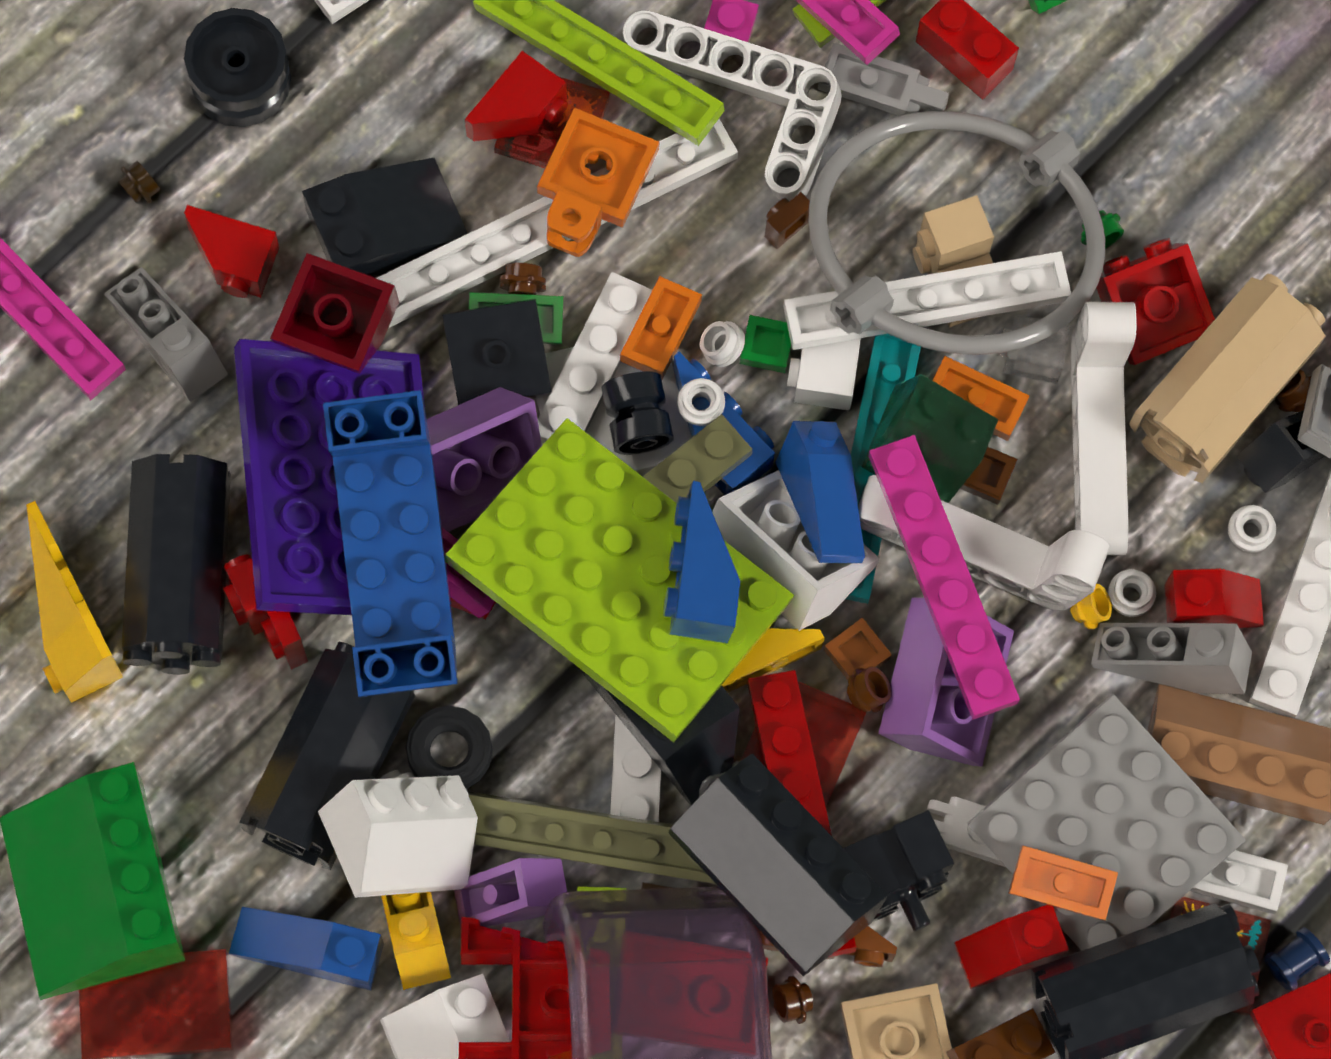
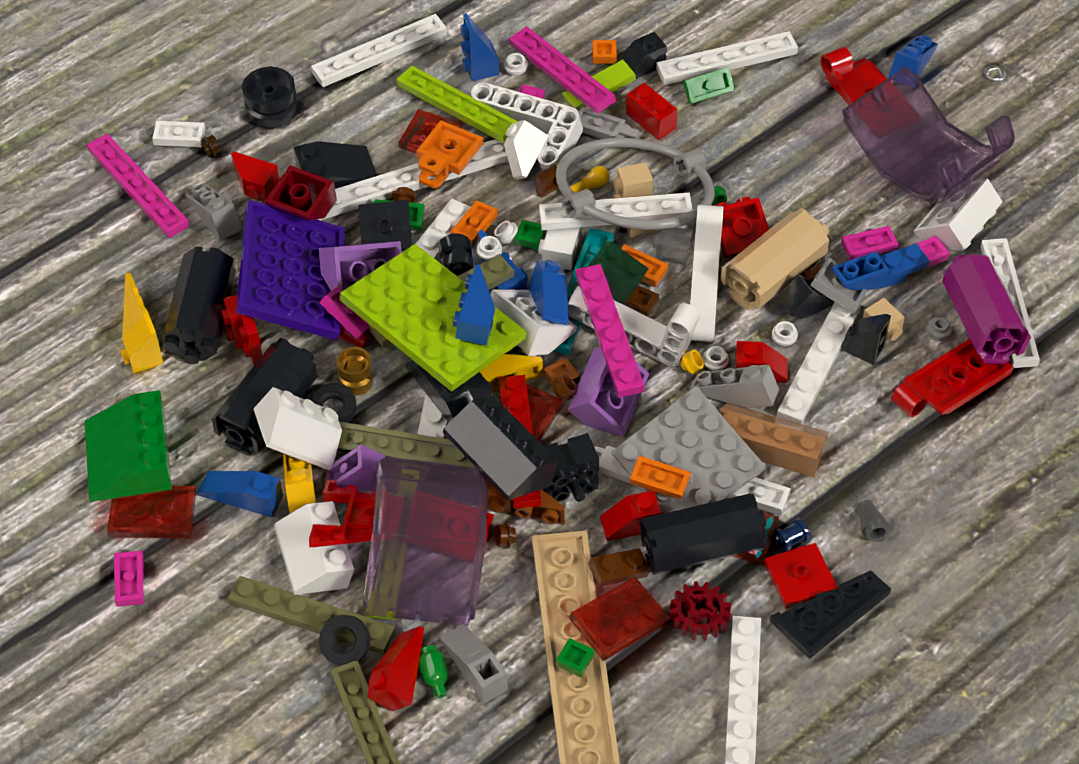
camera: 10 degrees right, 20 degrees down
(73, 159) = (178, 133): none -> white plate
(392, 543) = (312, 280): blue slope -> none
(484, 680) = (355, 370): none -> pearl gold wheel
(518, 102) = (411, 119): red slope -> none
(737, 160) = (523, 147): none -> white slope
(876, 204) = (595, 178): none -> yellow piece

